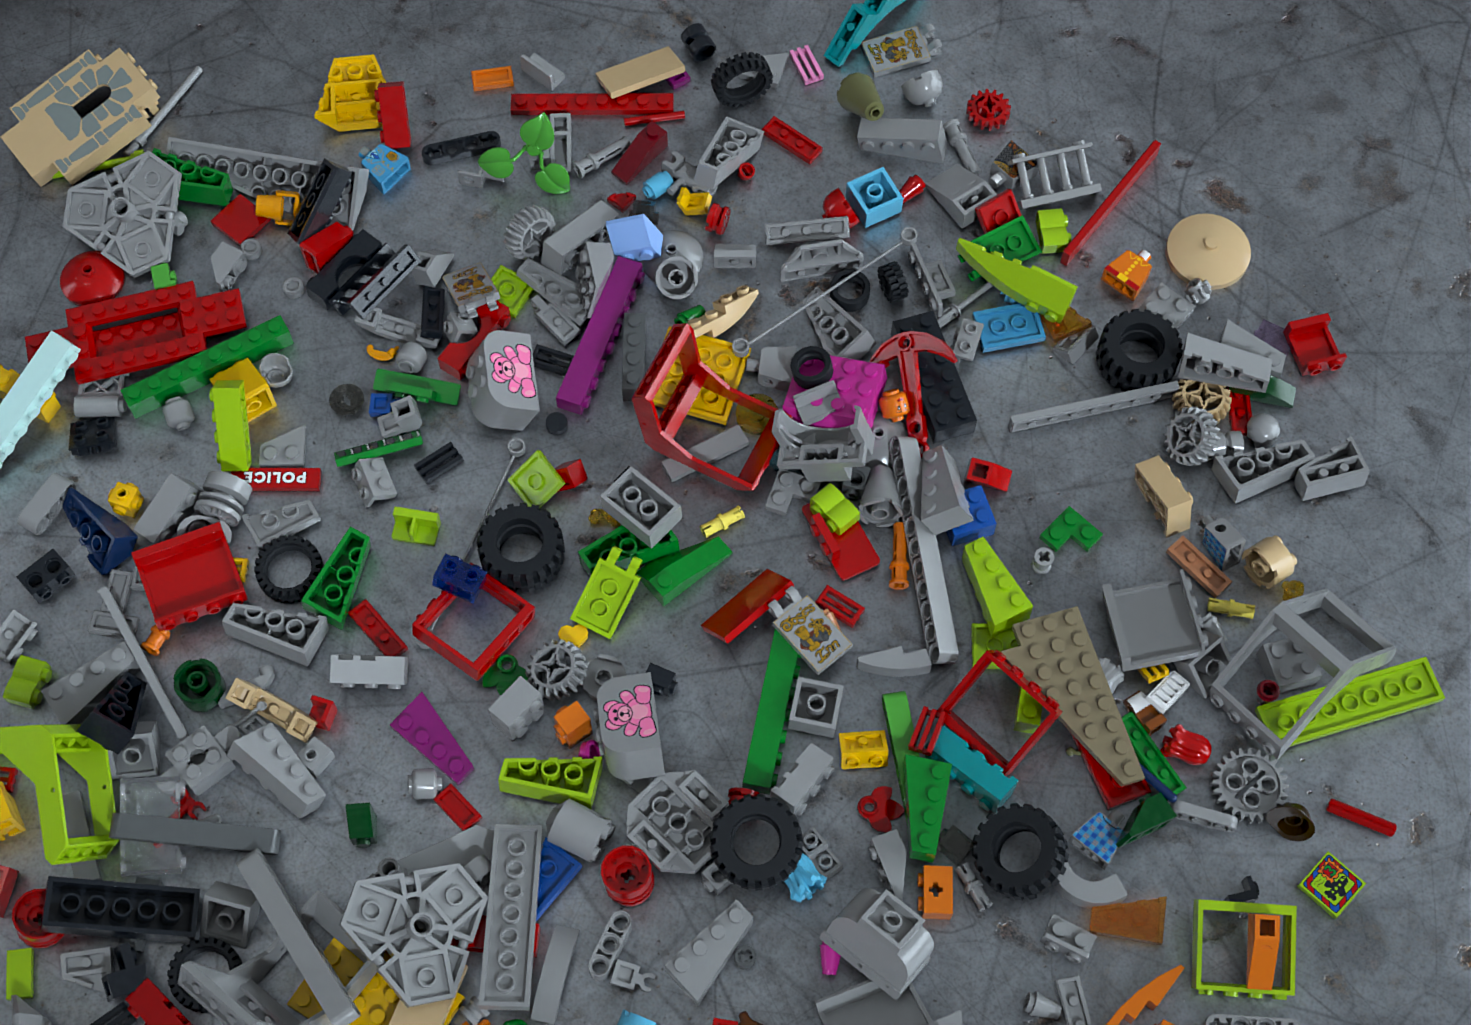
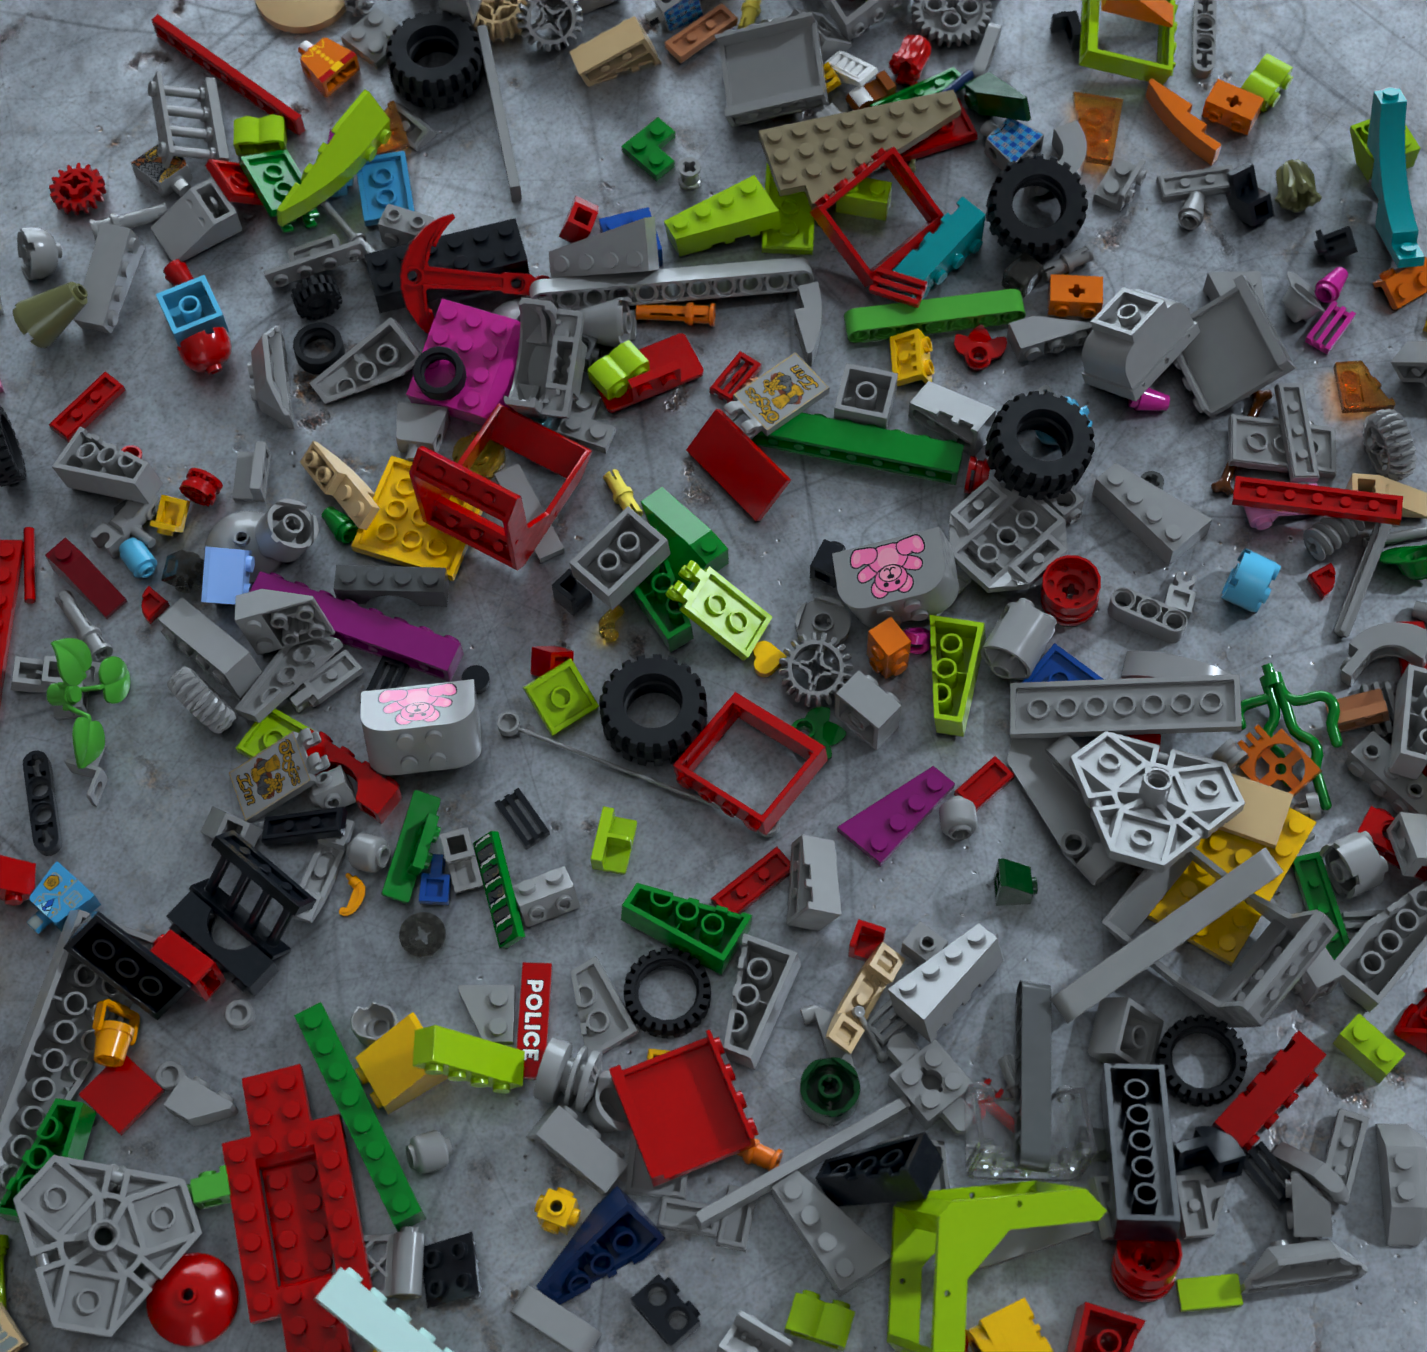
camera: 85 degrees left, 0 degrees up
(459, 578) = (702, 768): clear blue brick -> none
(741, 346) = (393, 459): light grey piece -> none
(807, 231) = (232, 387): light grey tile -> none
(811, 414) = (496, 384): light grey panel -> none
(894, 405) = (488, 298): orange head -> none
(926, 795) = (988, 289): green wedge -> none

